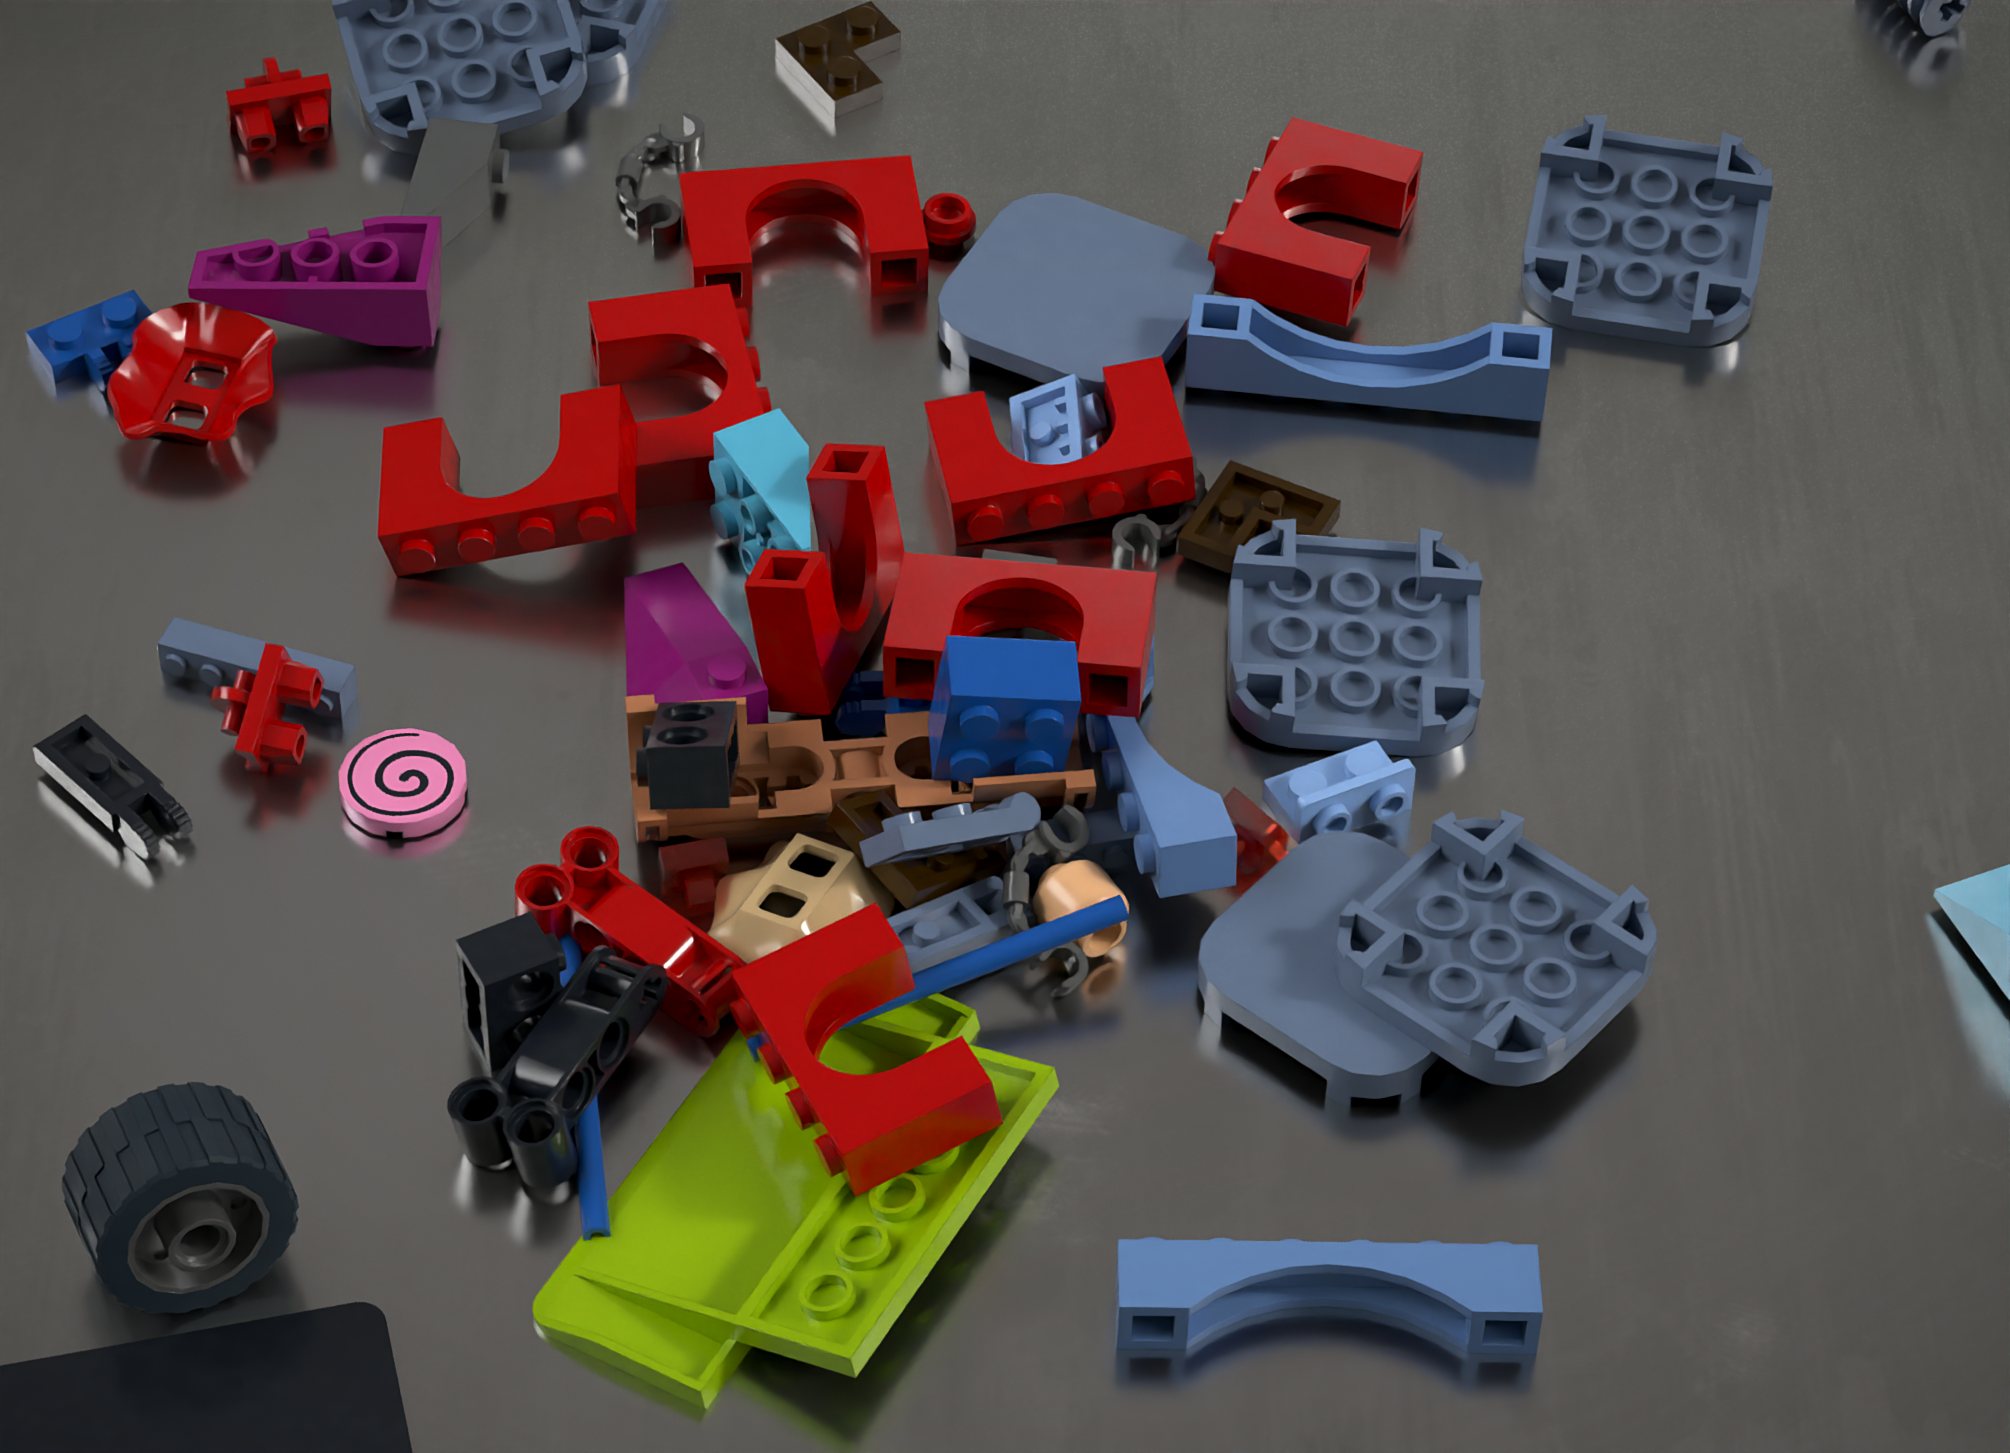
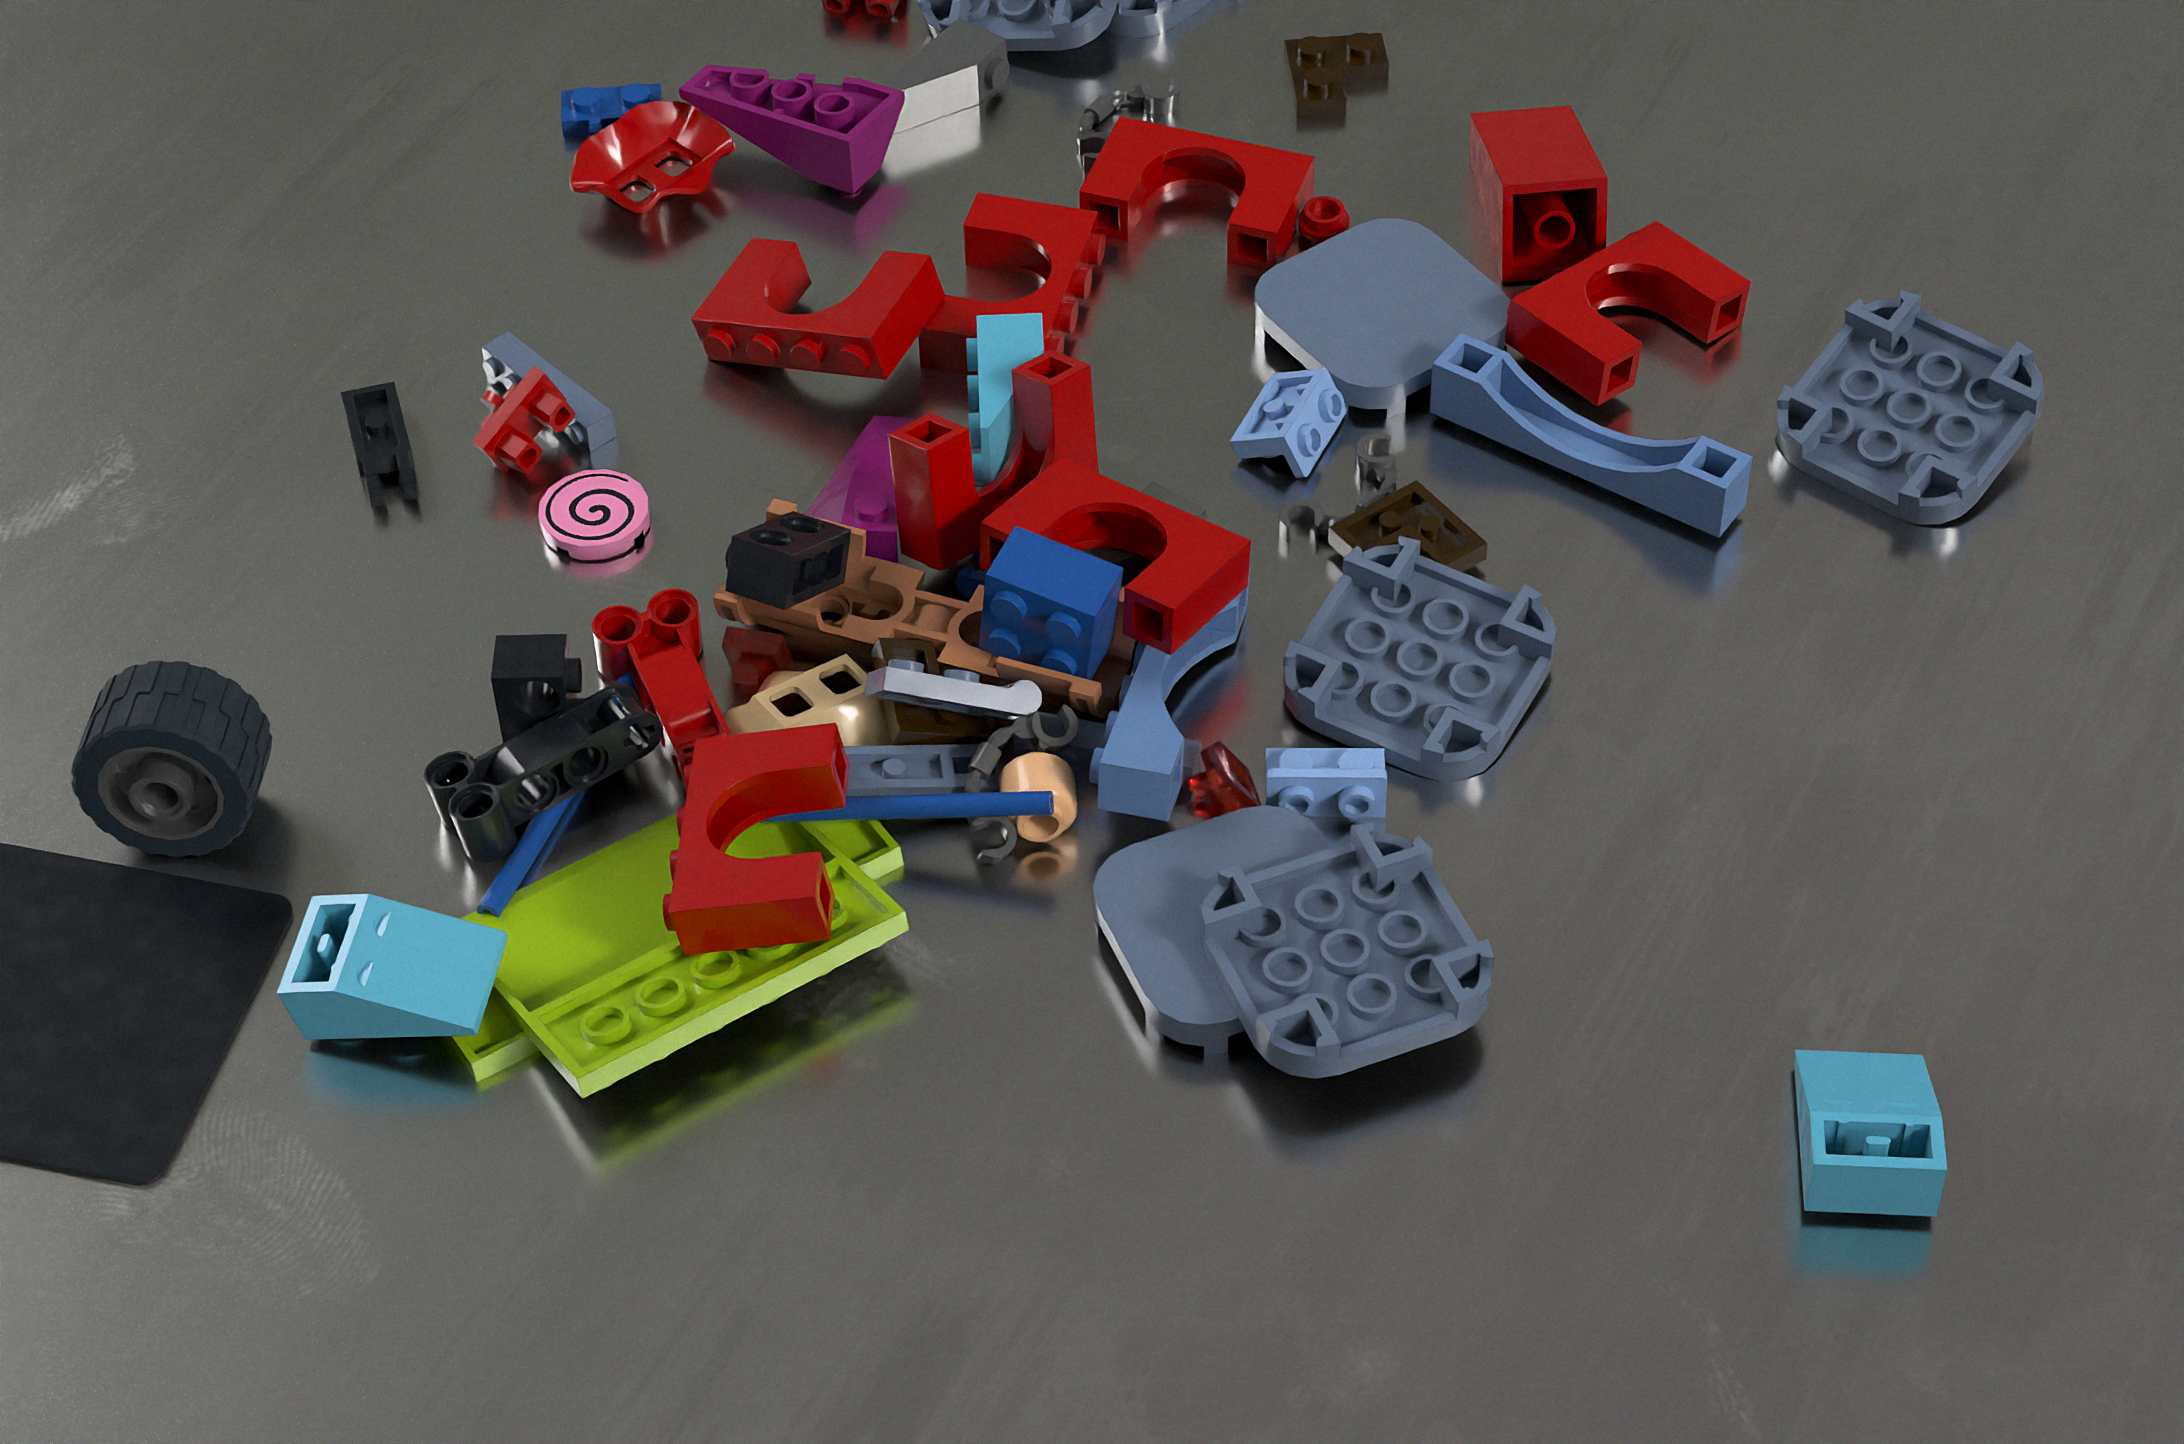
camera: 30 degrees right, 0 degrees up
(565, 1328) = (388, 970): none -> medium azure slope
(1001, 495) = (1330, 459): red arch -> none
(1150, 121) = (1538, 190): none -> red slope
(1465, 1293) = (906, 1137): medium blue arch -> none

